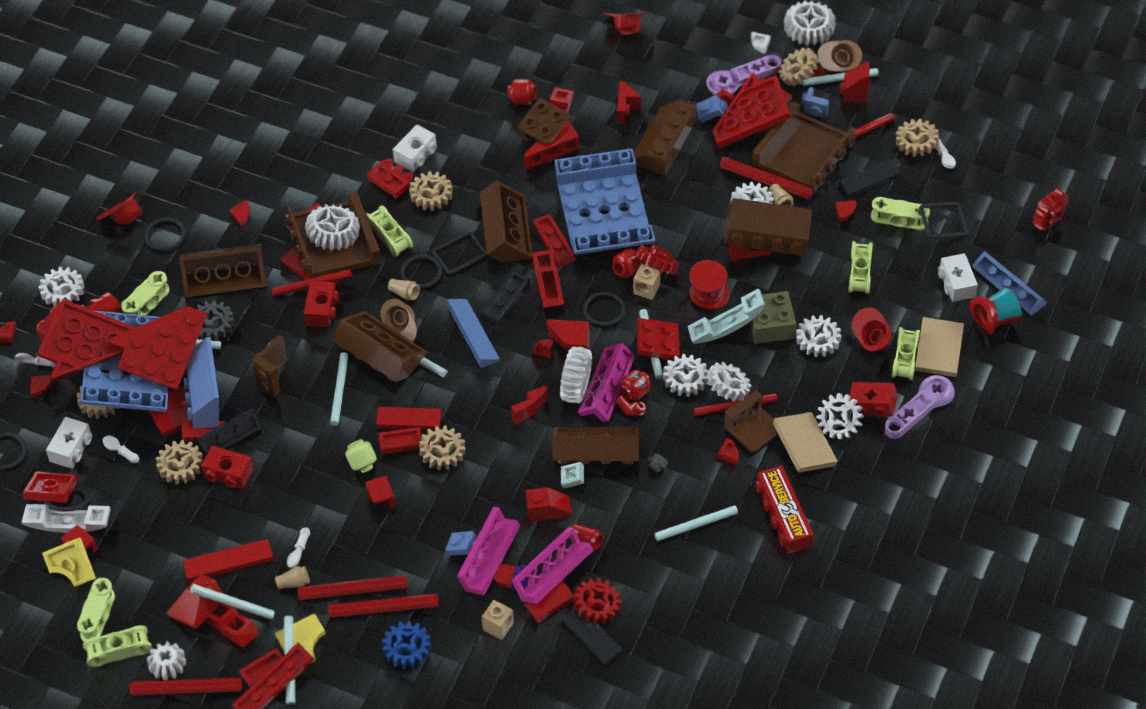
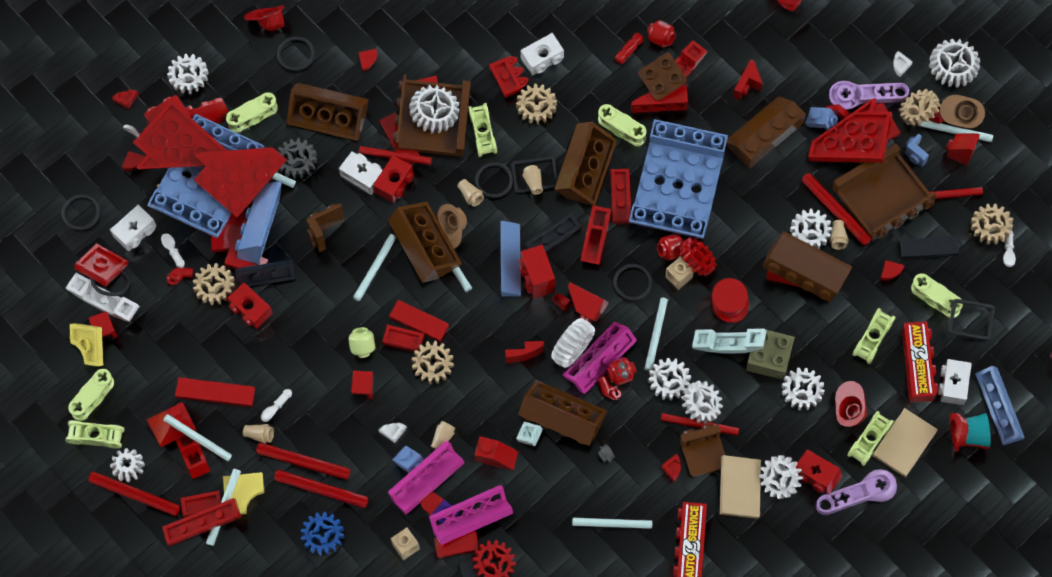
camera: 25 degrees right, 15 degrees up
(136, 468) = (178, 273): none -> red arm
(284, 310) = (358, 163): none -> white brick
(431, 526) = (392, 431): none -> white tile
(460, 253) = (533, 178): none -> tan cone
(484, 506) = (443, 432): none -> tan cone
(496, 116) = (629, 48): none -> red axle
(508, 328) = (537, 272): none -> red brick
(525, 179) = (622, 125): none -> yellowish green piece
(589, 535) = (515, 497): red cone -> none
(657, 339) = (662, 333): red plate -> none
(914, 273) = (919, 362): none -> brick

